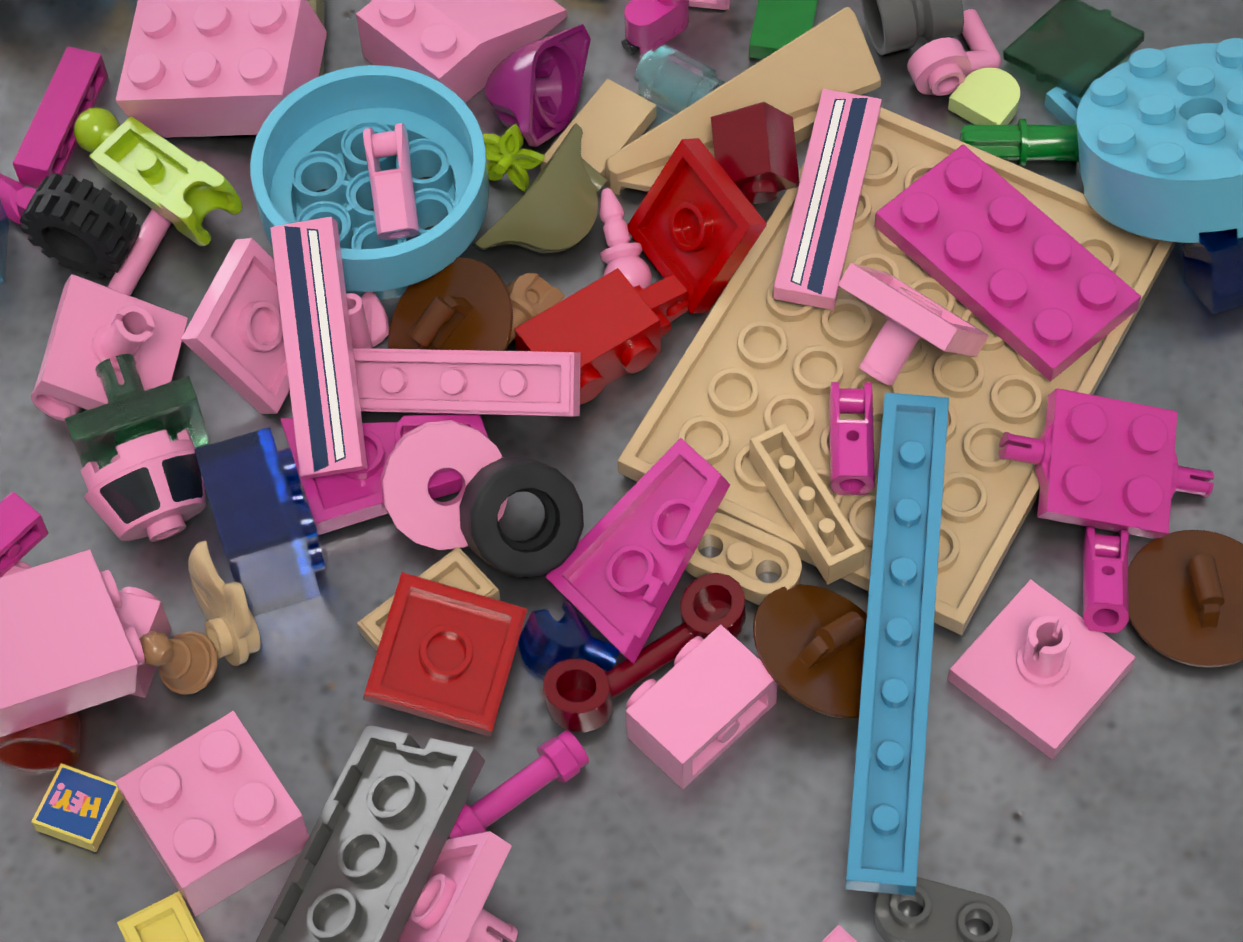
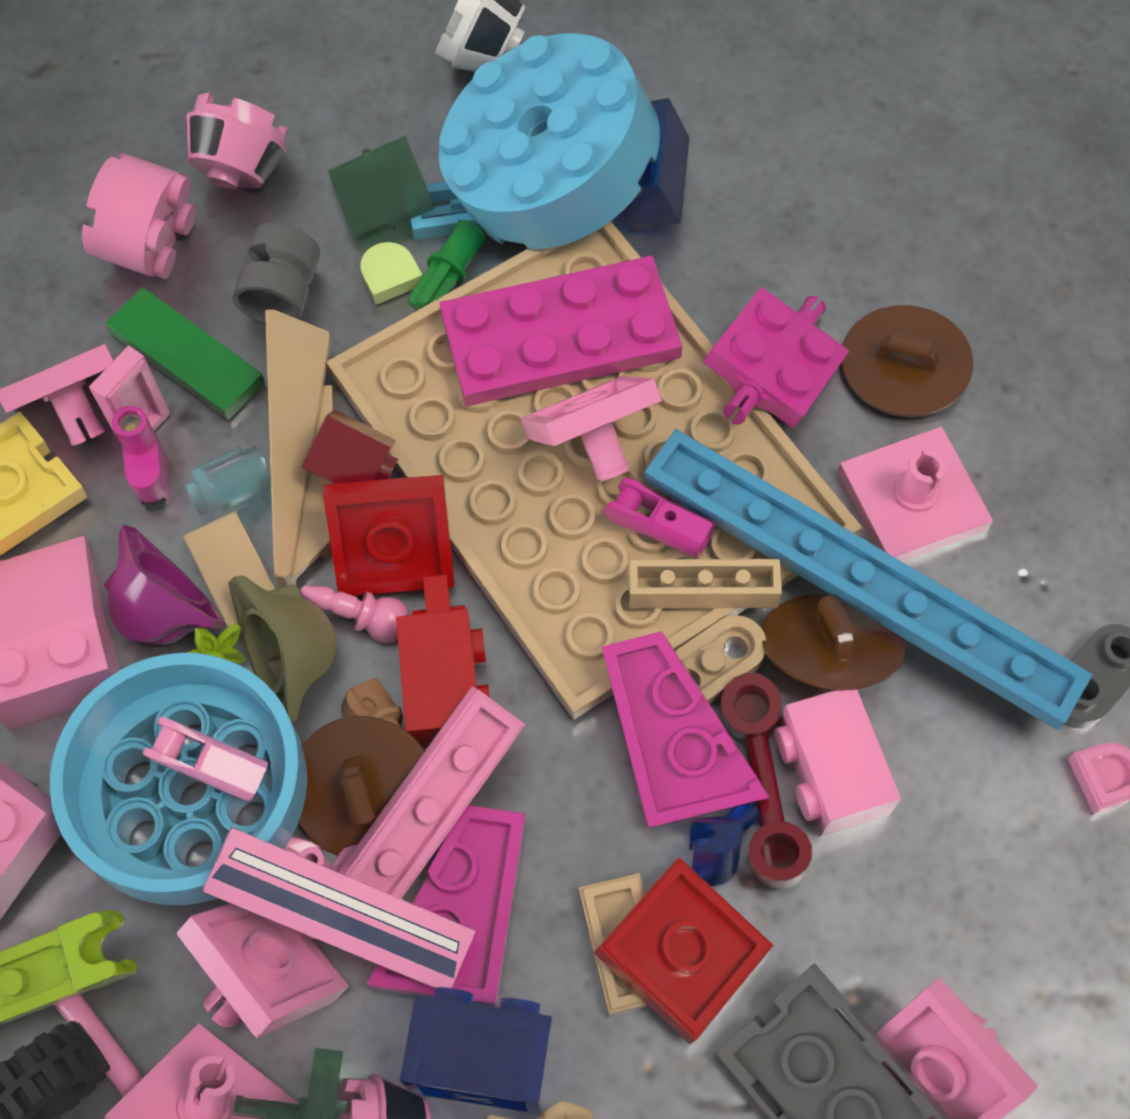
camera: 65 degrees left, 5 degrees up
(410, 468) = (552, 861): bright pink tile -> none
(559, 530) = (565, 822): black tyre -> none
(559, 760) = (827, 900): dark pink bar -> none
(827, 199) = (424, 425): bright pink tile -> none
(944, 63) = (343, 282): bright pink plate -> none
(1105, 581) = (870, 412): dark pink bar -> none

